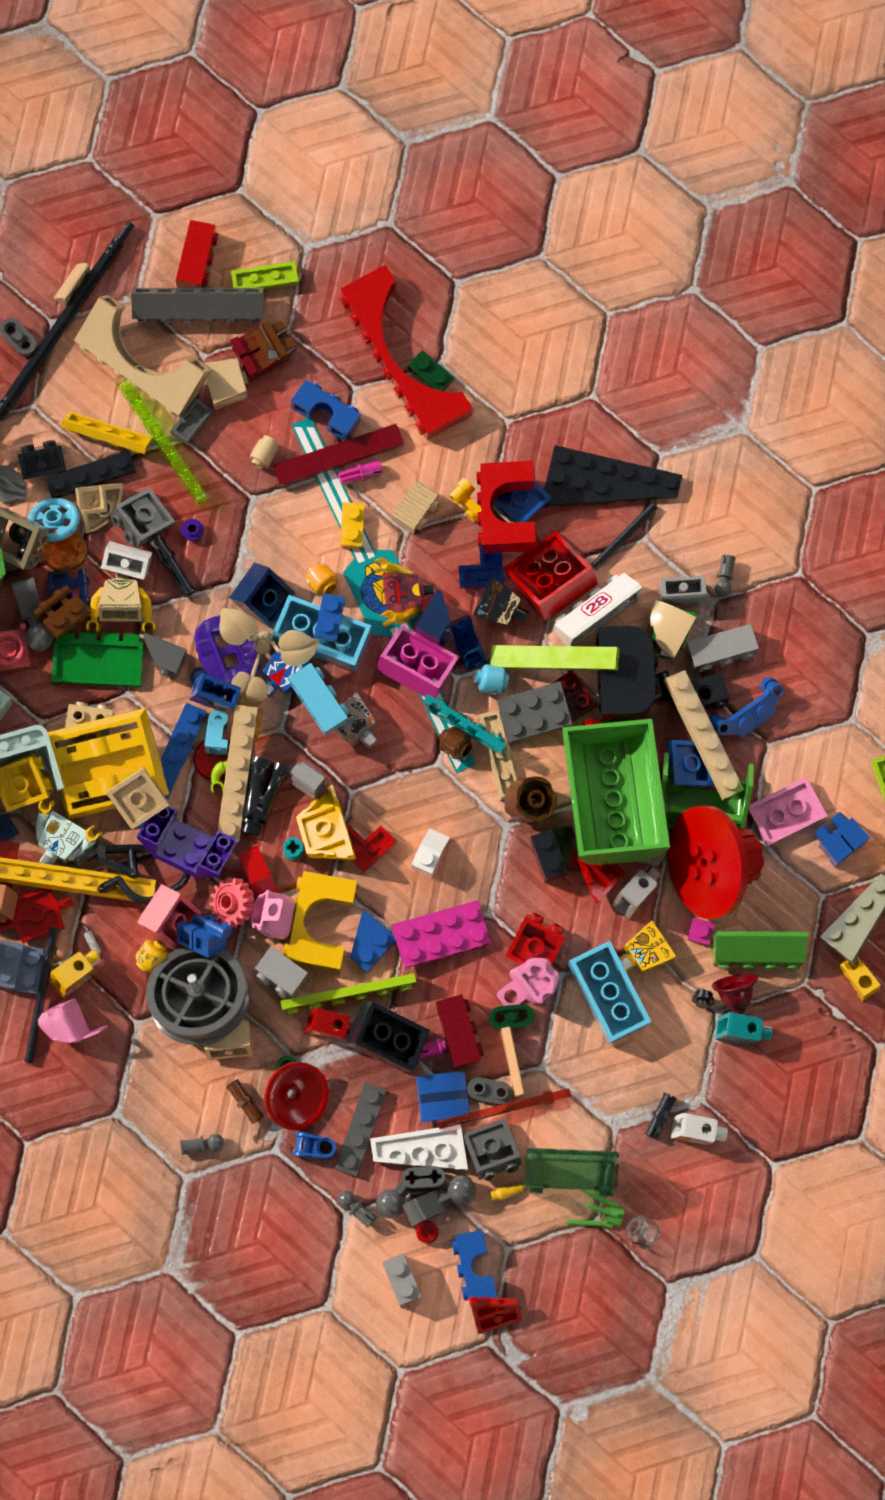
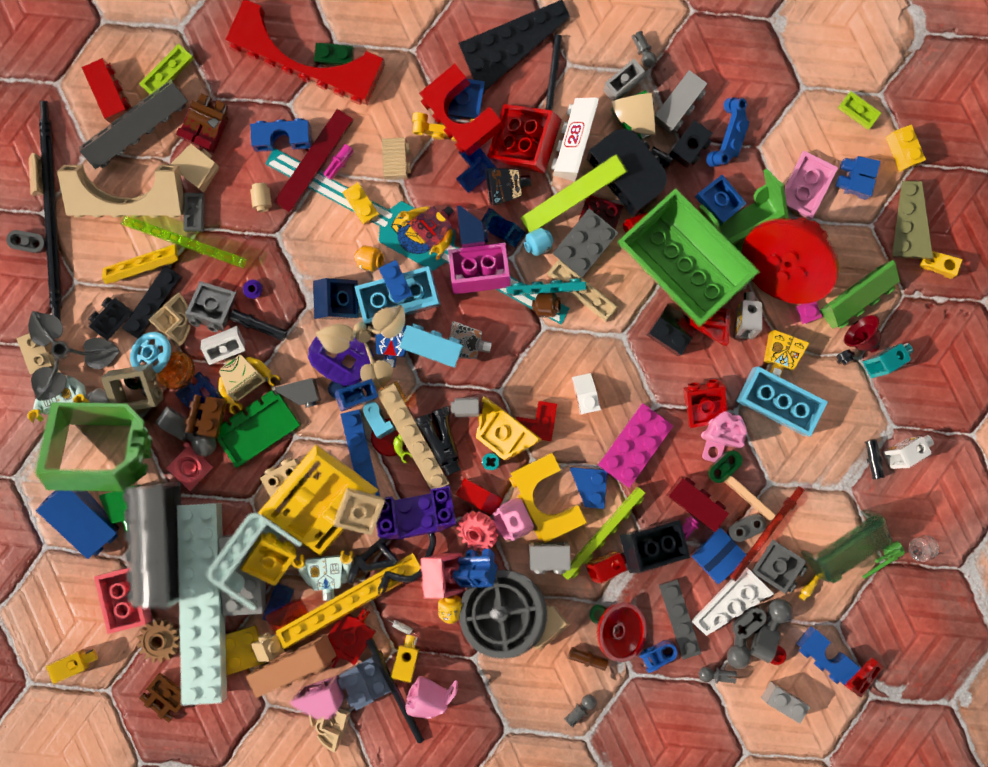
camera: 25 degrees left, 10 degrees up
(530, 799) = (629, 307): reddish brown brick -> none
(703, 735) = (715, 173): tan plate -> none

